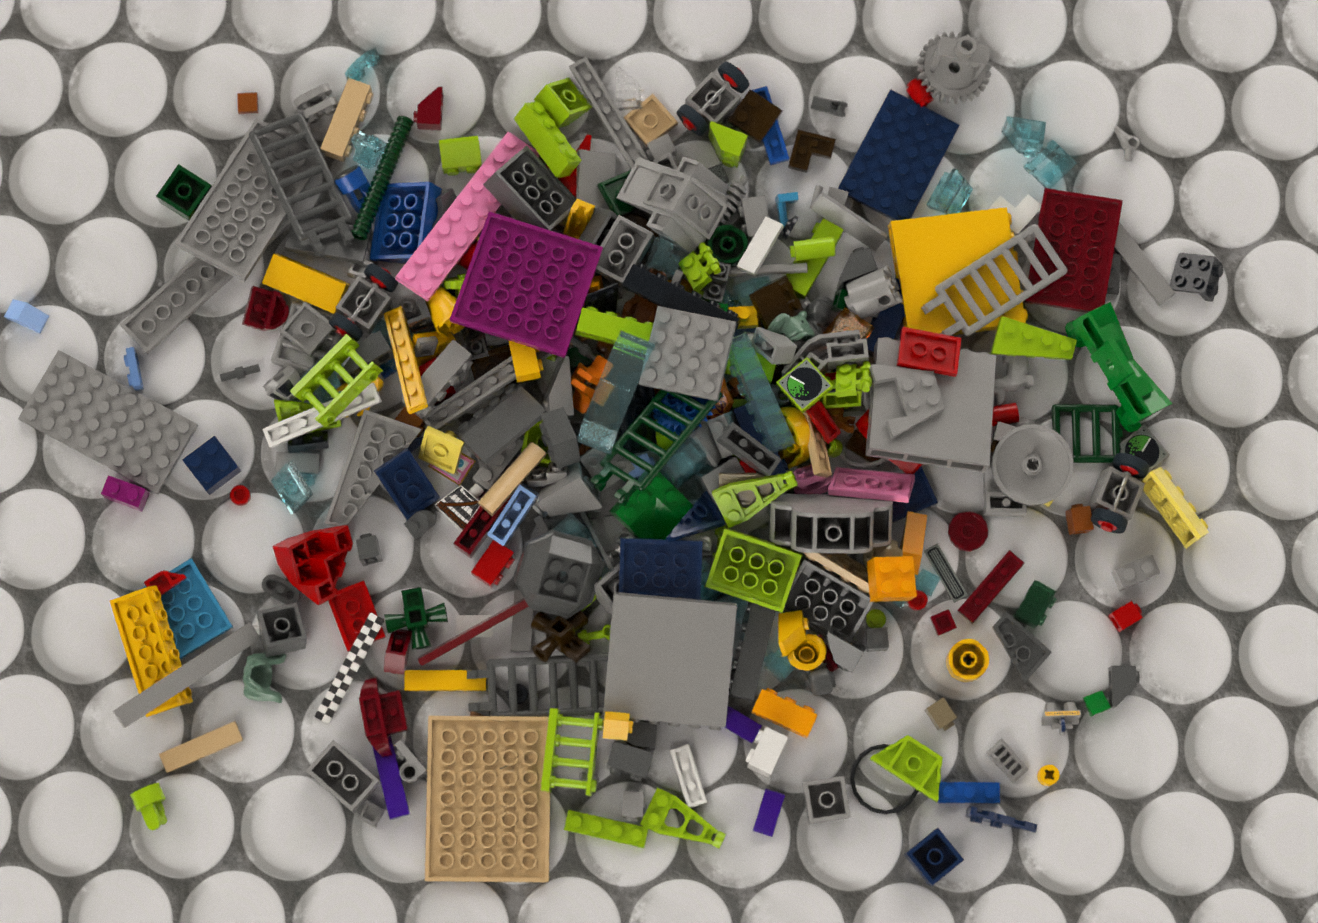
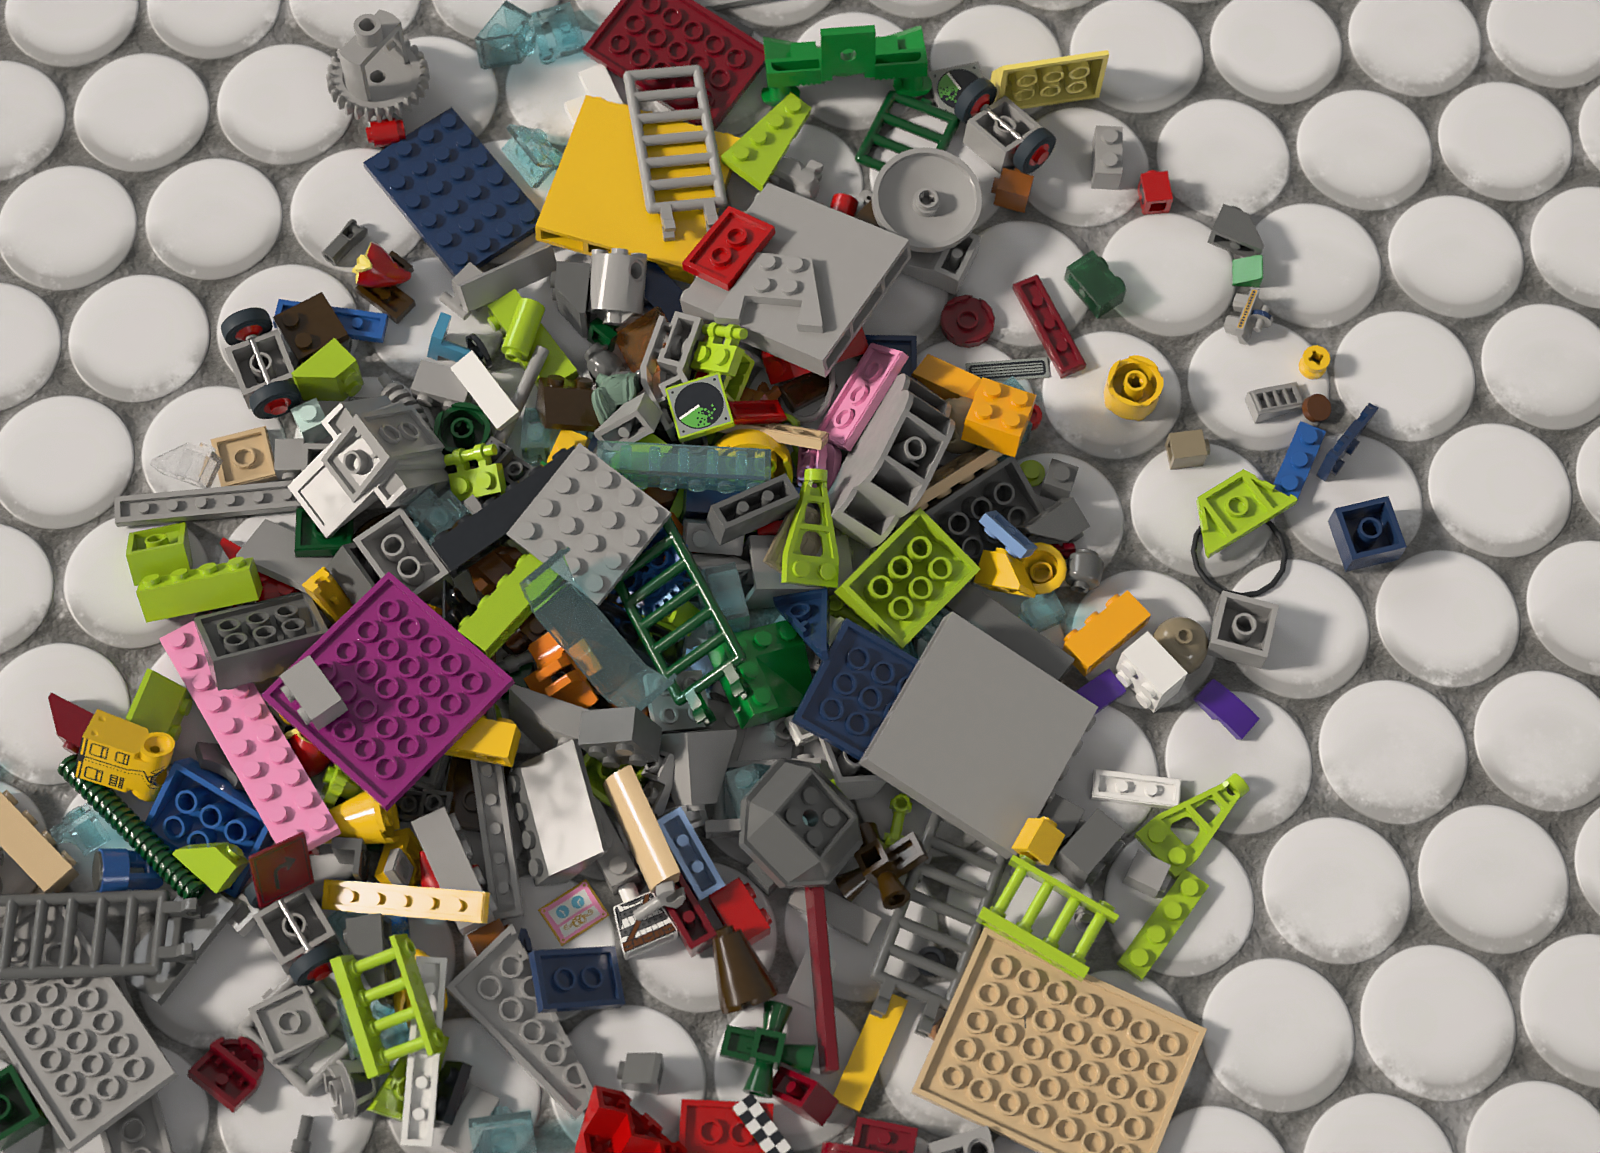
camera: 65 degrees left, 10 degrees down
(305, 282) = (222, 998): yellow brick -> none
(381, 235) = (213, 863): none -> lime slope
(388, 278) = (281, 869): none -> dark red piece
(412, 304) = (328, 867): light grey plate -> none
(420, 150) = (124, 756): none -> yellow piece
(420, 523) = (638, 987): dark grey plate -> none
(441, 449) = (551, 911): light yellow tile -> none
(452, 579) = (739, 972): none -> dark brown cone
(476, 511) = (665, 896): none -> light grey bar
(500, 241) = (313, 693): none -> light grey brick
(692, 147) = (308, 420): none -> light aqua brick
(798, 765) = (1183, 641): none -> dark tan cylinder
(813, 137) = (378, 269): none -> red hat
(817, 620) = (1014, 541): none -> medium blue plate
(943, 622) = (1070, 397): dark red plate -> none
(1014, 789) = (1316, 408): none -> reddish brown tile
(1021, 646) = (1139, 323): dark grey wing -> none

